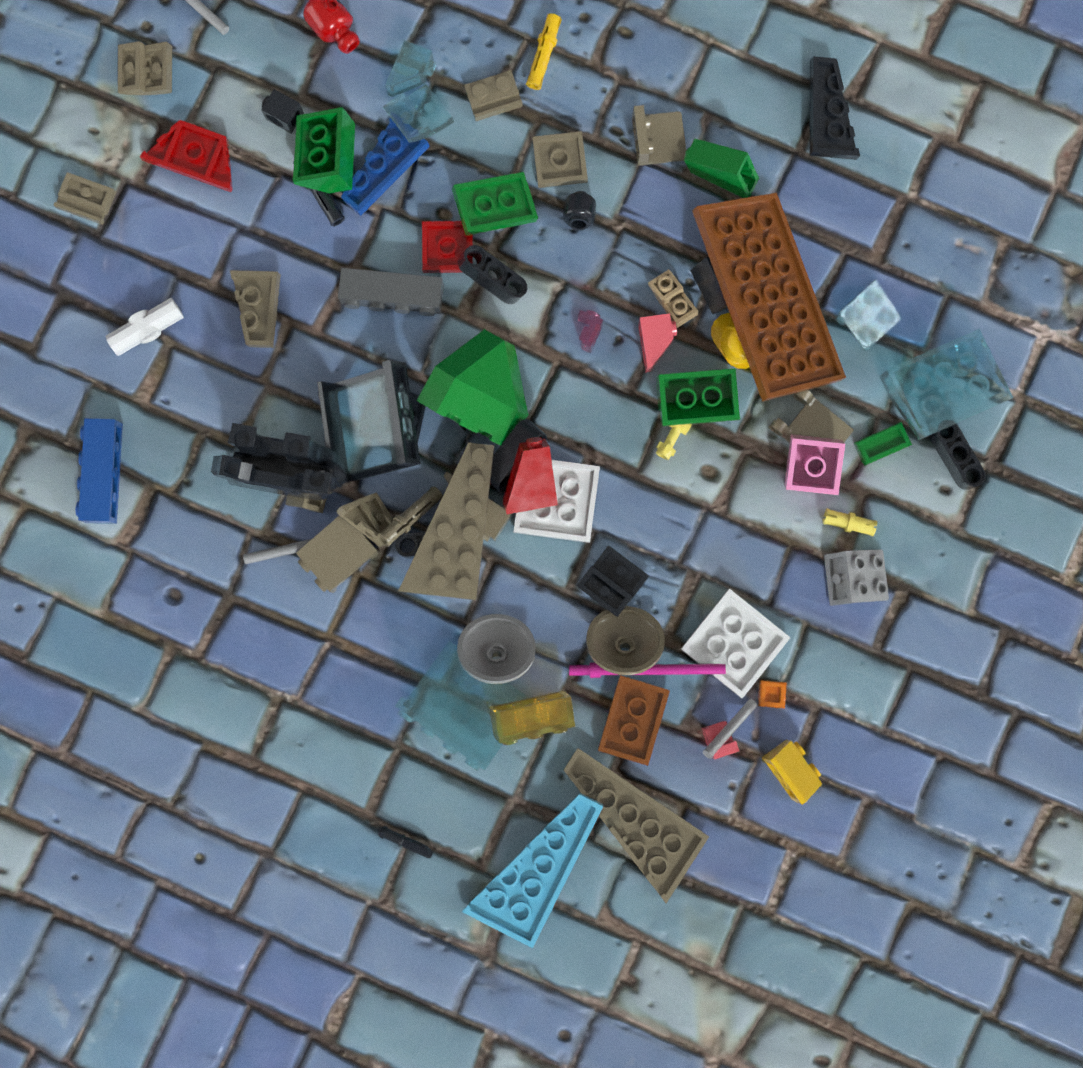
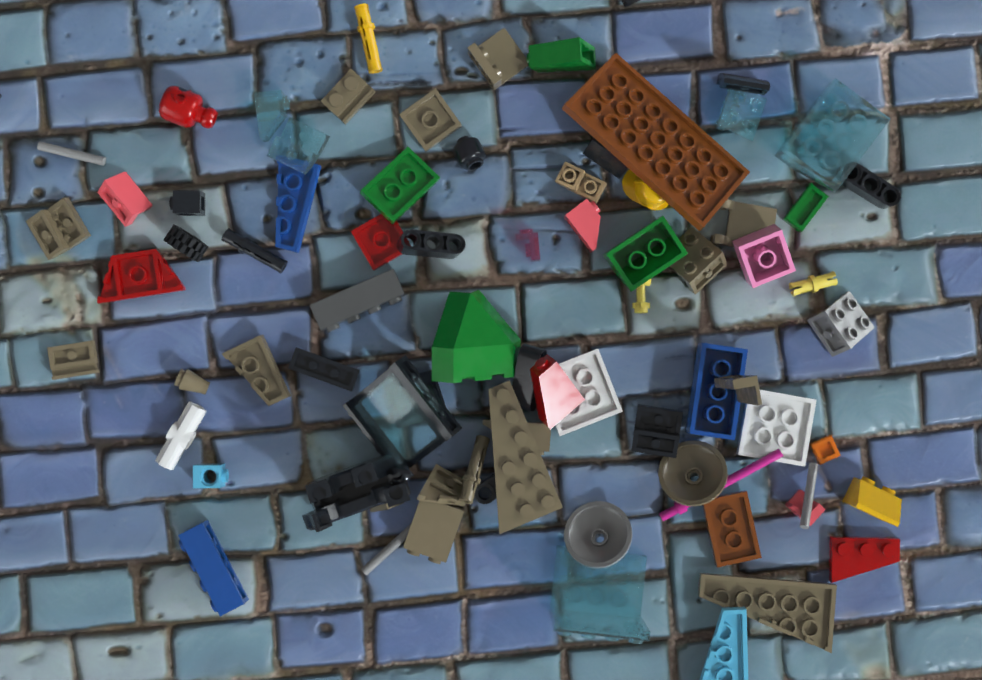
camera: 30 degrees left, 5 degrees up
(140, 375) = (200, 475): none -> medium azure brick
(184, 280) = (191, 382): none -> dark tan cone
(224, 73) = (124, 198): none -> coral panel
(257, 145) = (186, 243): none -> black tyre
(320, 339) = (324, 369): none -> black plate
(324, 151) = (242, 218): green slope -> none
(532, 717) = (654, 571): clear yellow brick -> none
(694, 572) = (714, 409): none -> blue brick
(718, 561) = (746, 387): none -> dark tan panel
(748, 438) = (700, 263): none -> dark tan bracket
(750, 821) = (860, 554): none -> red wing
(885, 286) = (743, 84): none -> black slope

